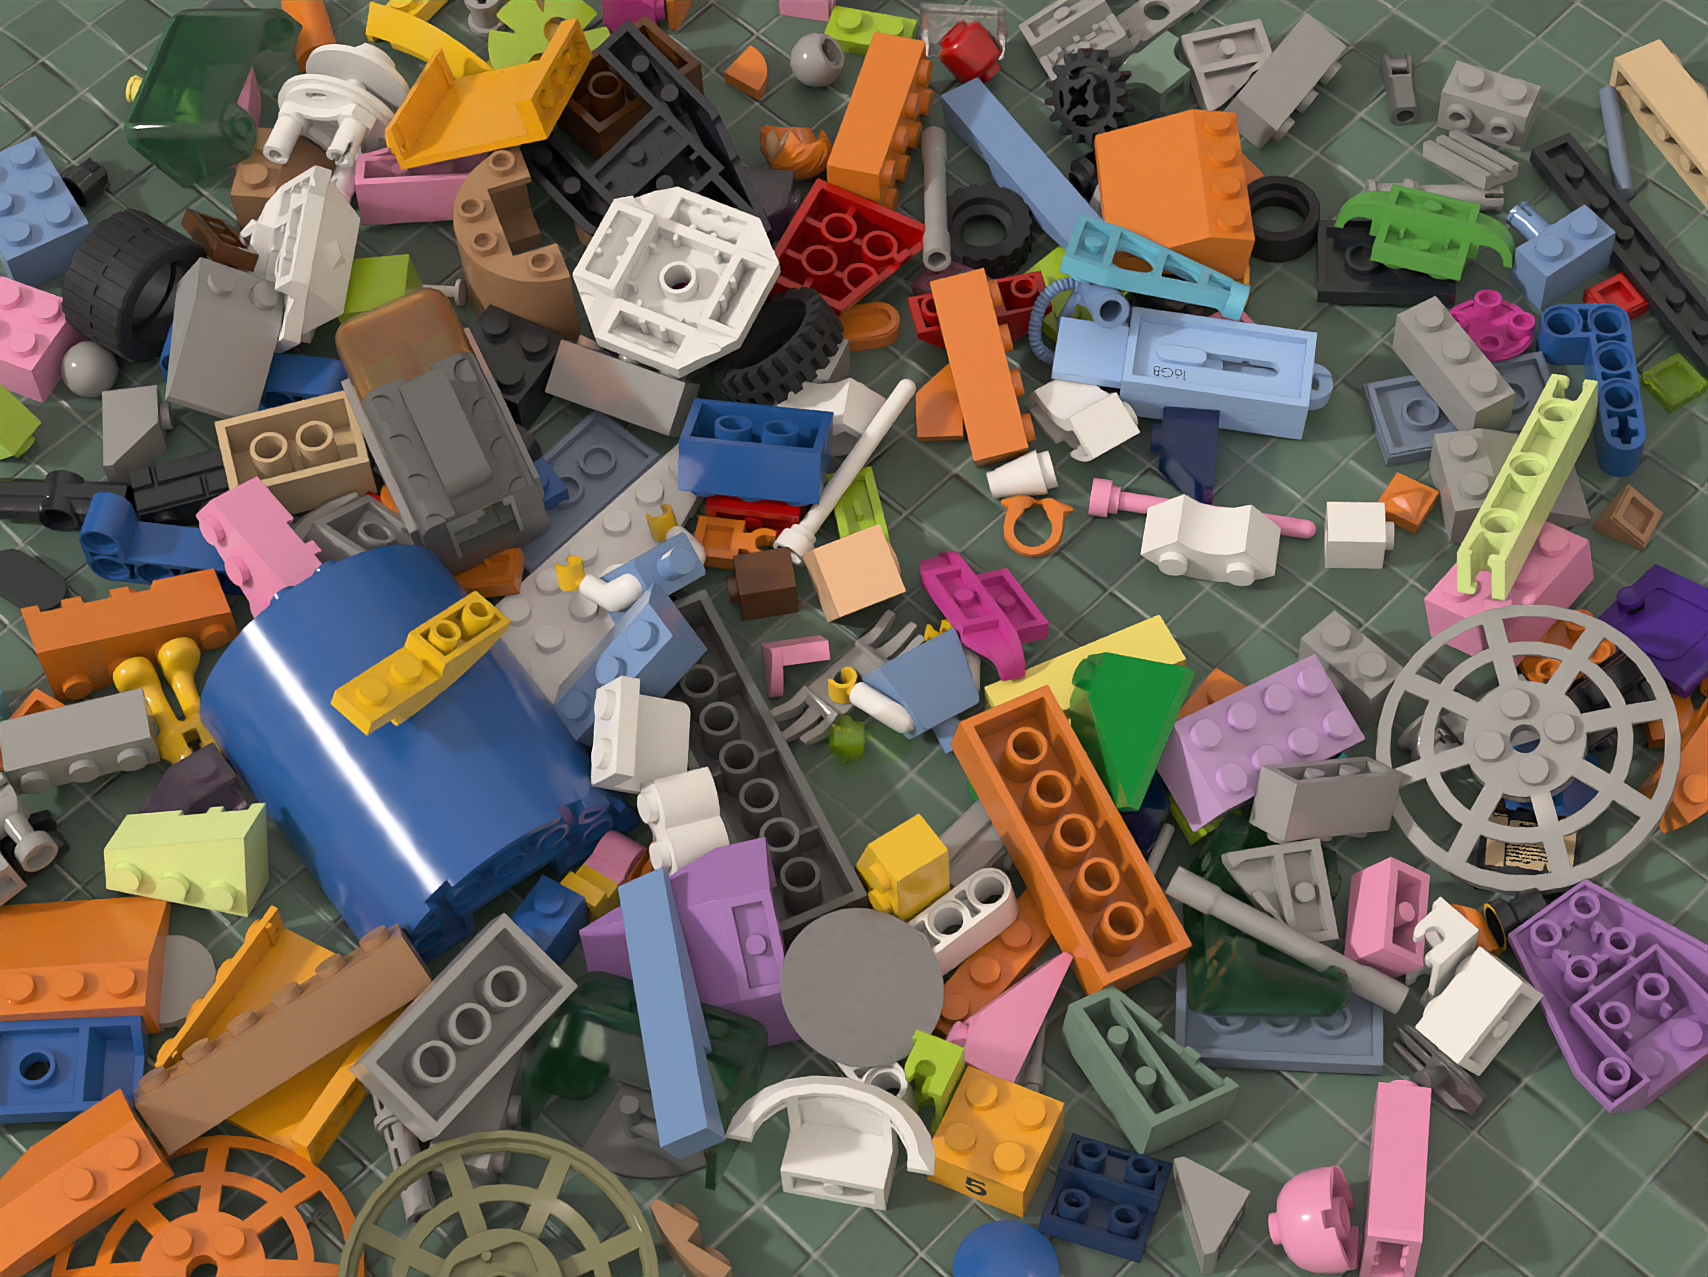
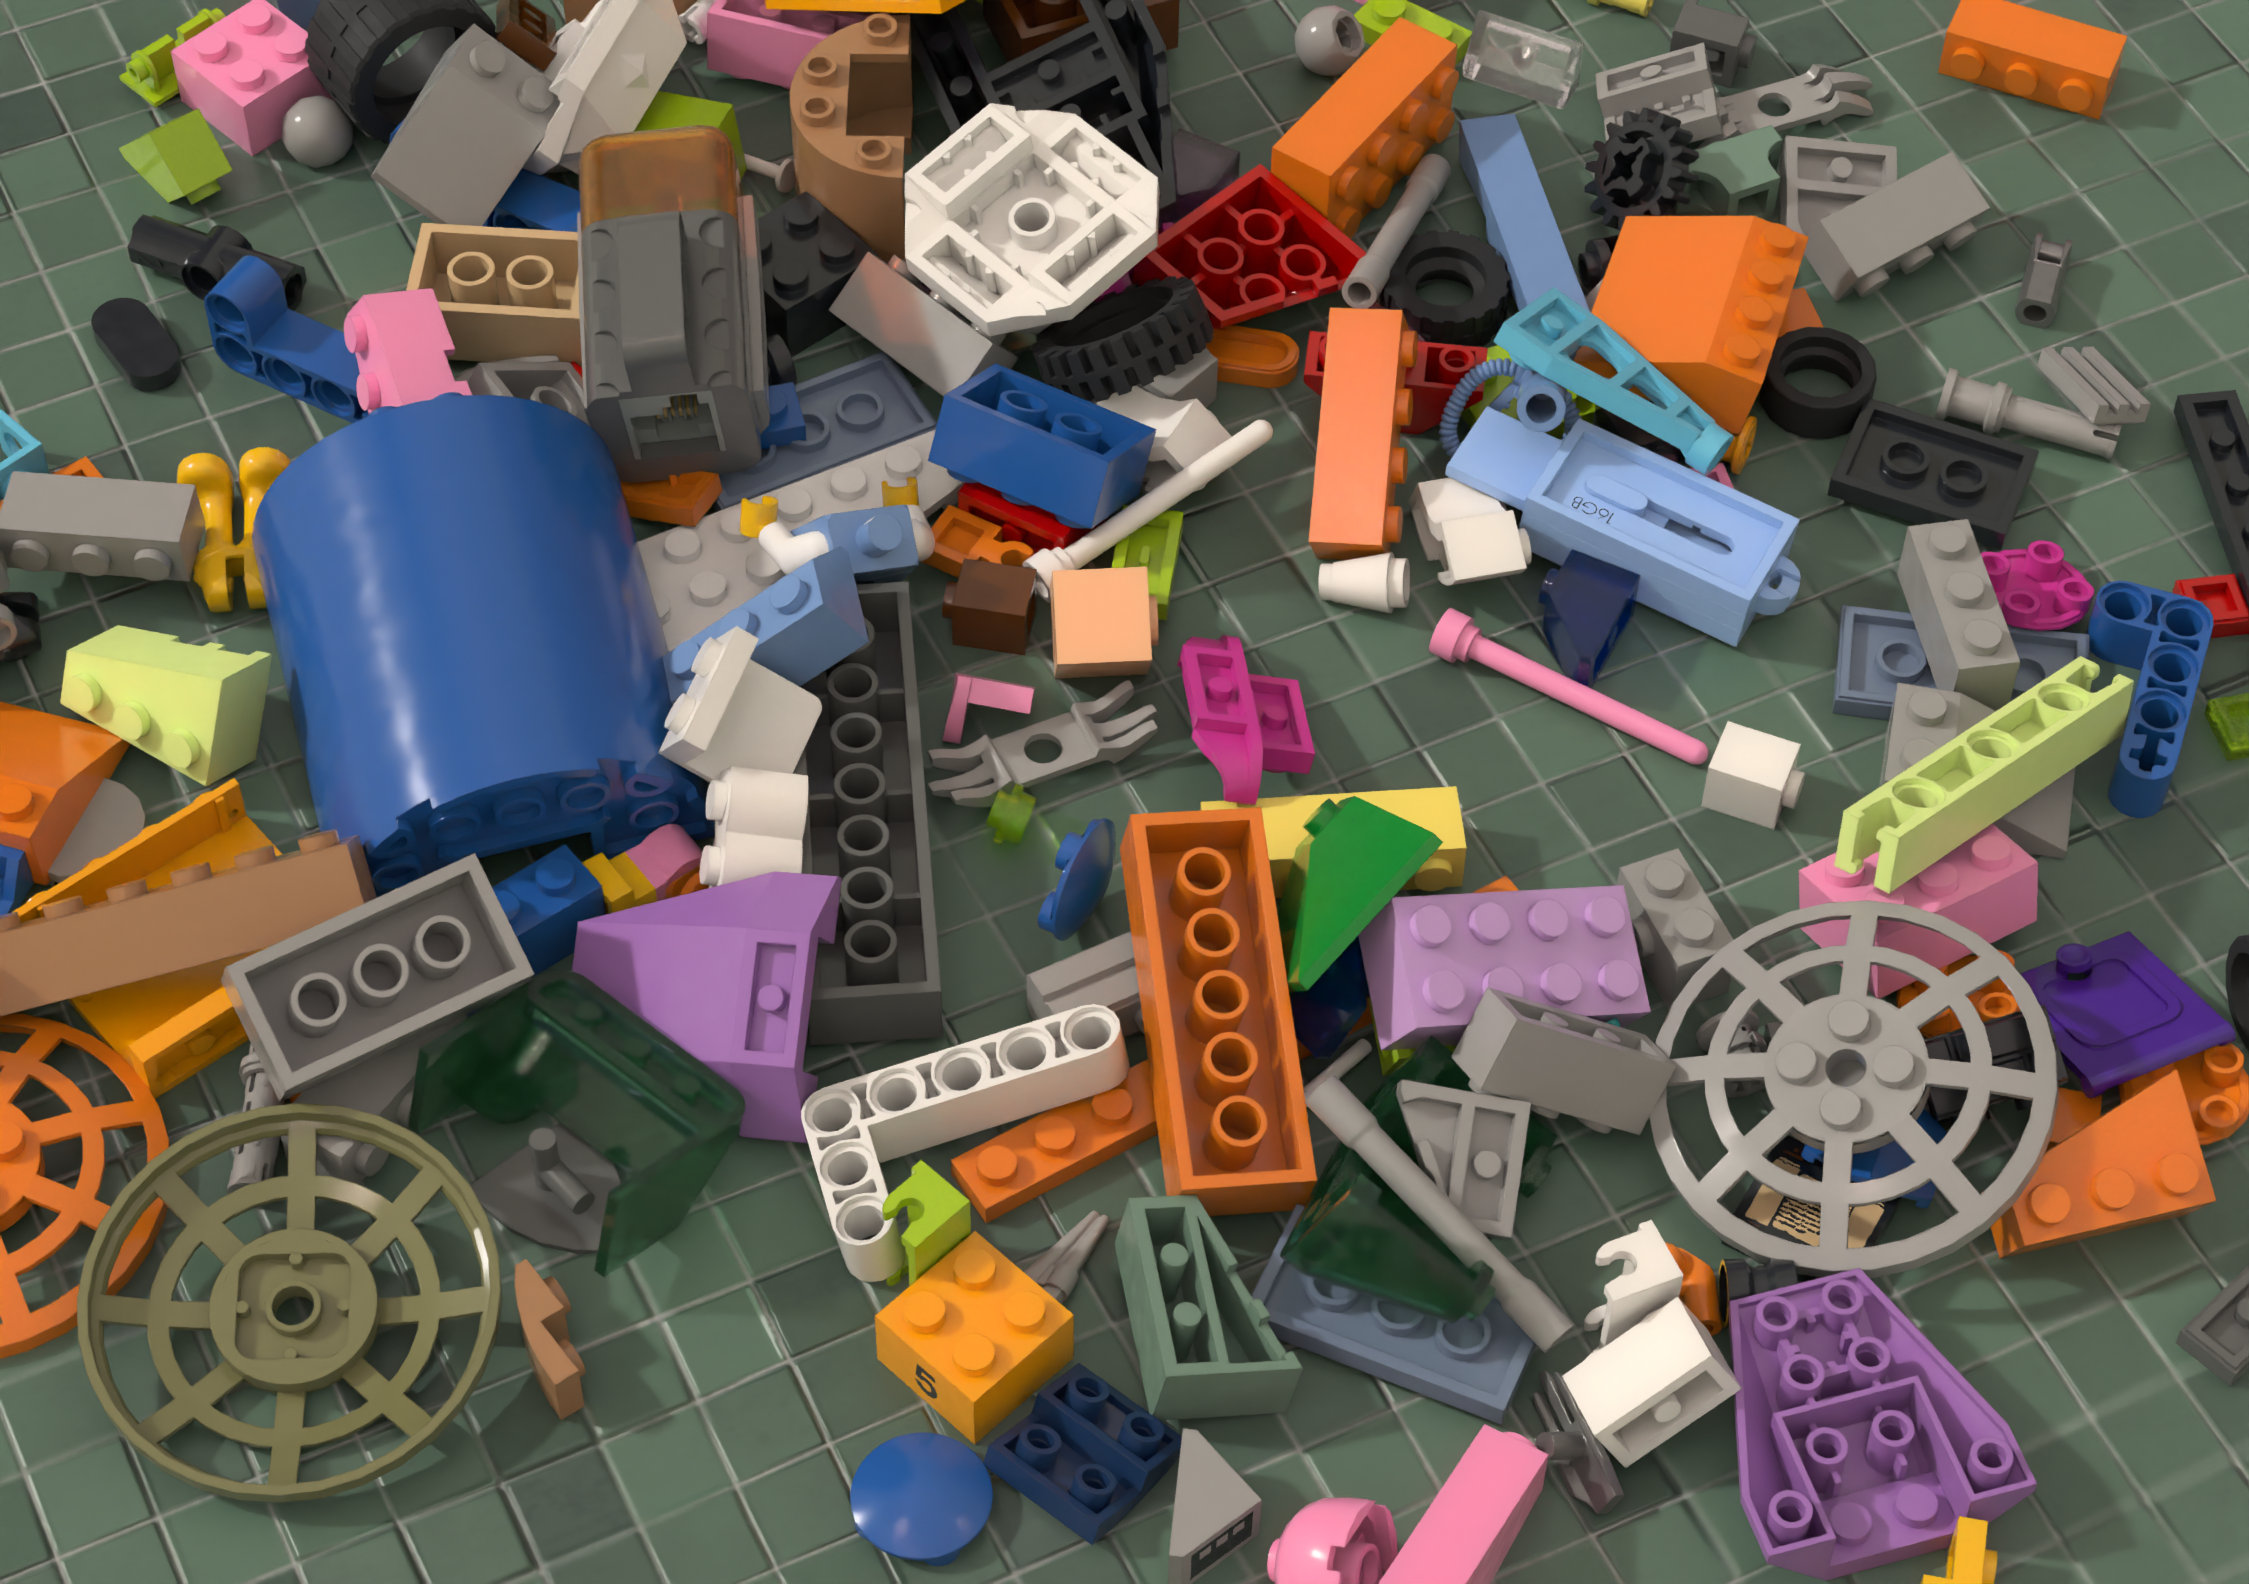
camera: 15 degrees right, 5 degrees down
(90, 639) = (161, 416): orange wedge -> none
(133, 429) = (333, 213): light grey slope -> none
(178, 488) = (334, 282): black brick -> none
(197, 784) = (216, 612): clear purple slope -> none
(424, 667) = (509, 542): yellow slope -> none
(670, 1017) = (624, 1049): medium blue slope -> none
(748, 73) = (1243, 35): orange tile -> none
(795, 150) = (1248, 129): orange hair -> none
(839, 1137) = (787, 1265): white piece -> none
(861, 987) = (878, 1089): flat silver sticker -> none
(905, 870) = (991, 973): yellow wedge -> none
(919, 687) = (1118, 770): medium blue torso -> none
(928, 767) = (1085, 877): none -> blue dish
(939, 409) = (1290, 477): orange slope -> none
(970, 52) = (1520, 83): red head -> none
(1005, 1028) = (1046, 1202): bright pink slope -> none
(1055, 512) = (1387, 636): orange piece -> none
(1211, 541) = (1564, 726): white brick -> none
(1383, 914) = (1582, 1215): bright pink brick -> none
(1408, 502) = (1838, 760): orange tile -> none
(1427, 230) = (1998, 447): bright green plate -> none
(1488, 106) = (2144, 330): light grey brick -> none
(1558, 254) = (2159, 528): medium blue brick -> none
(1629, 518) = (2118, 867): medium nougat slope -> none

